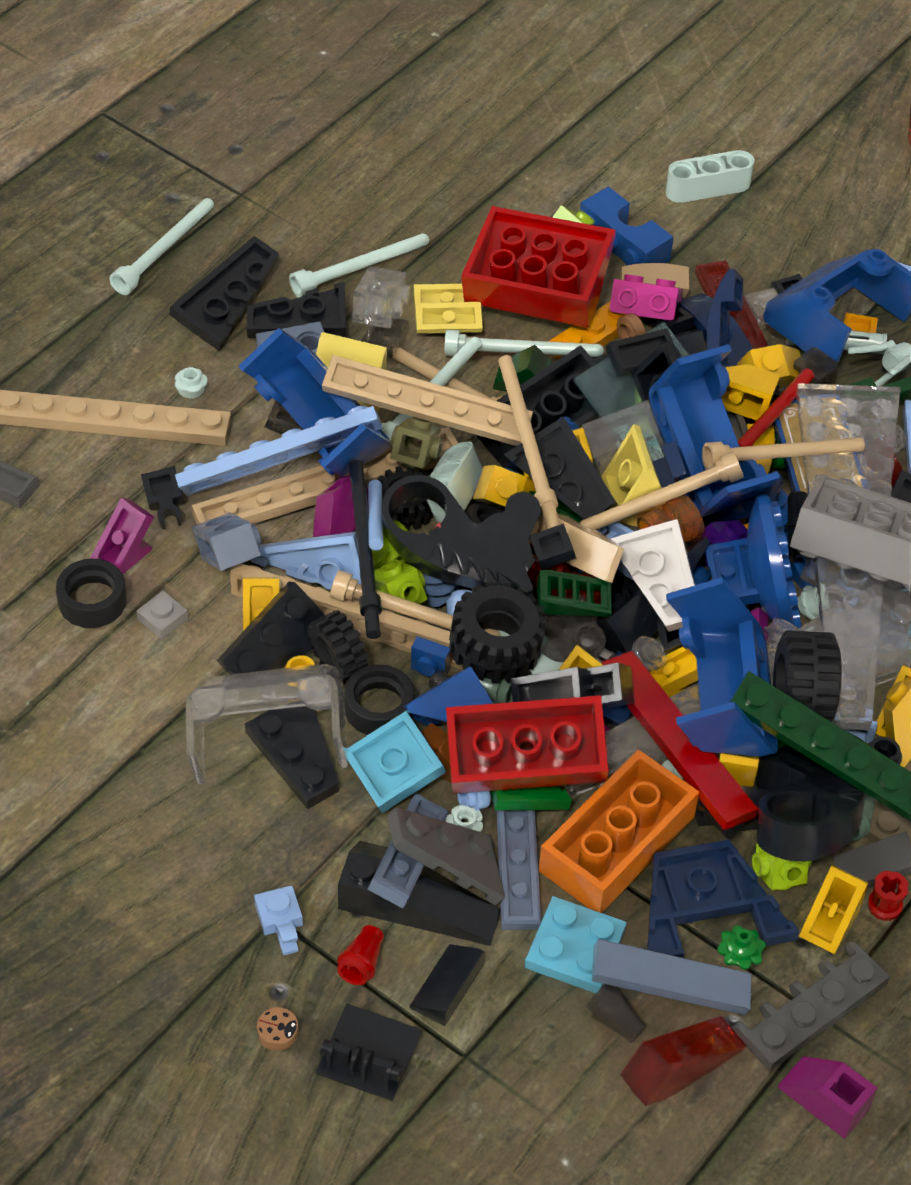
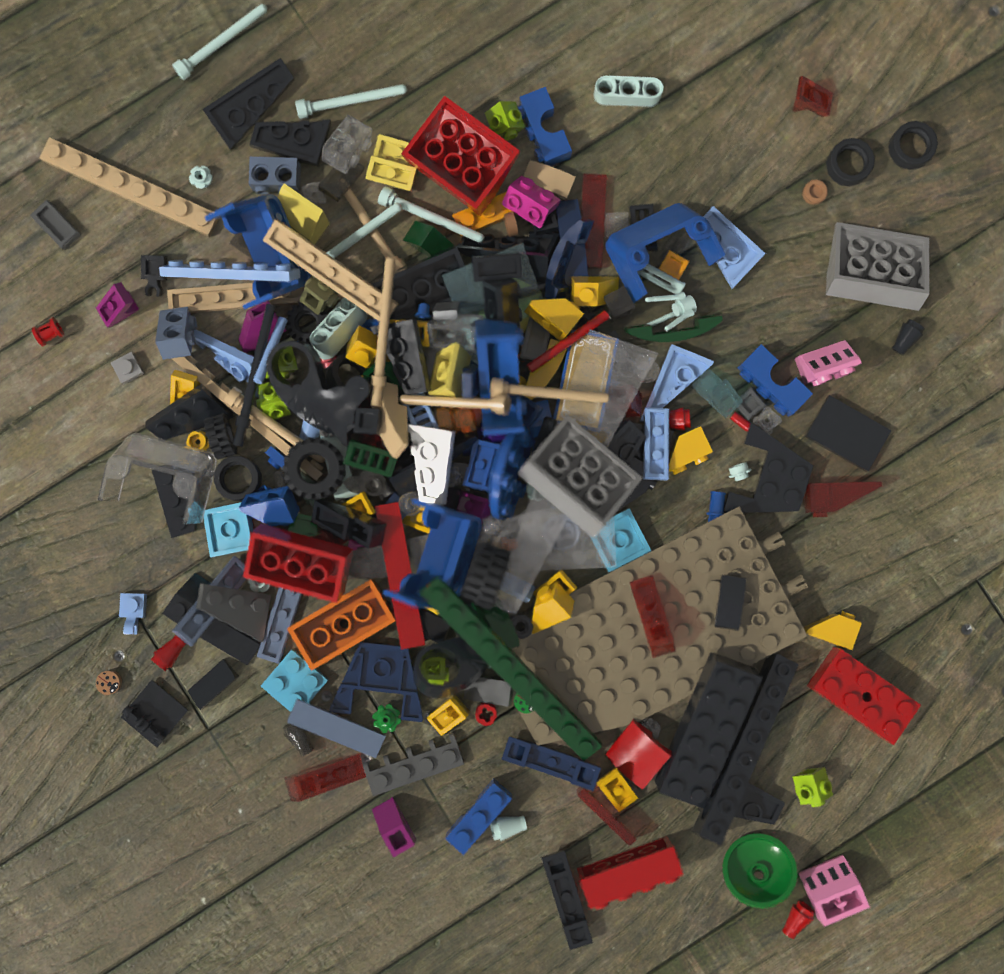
camera: 20 degrees right, 35 degrees up
(30, 596) = (48, 331): none -> red bush
(86, 572) = (70, 331): black tyre -> none
(598, 411) = (446, 310): none -> dark grey tile

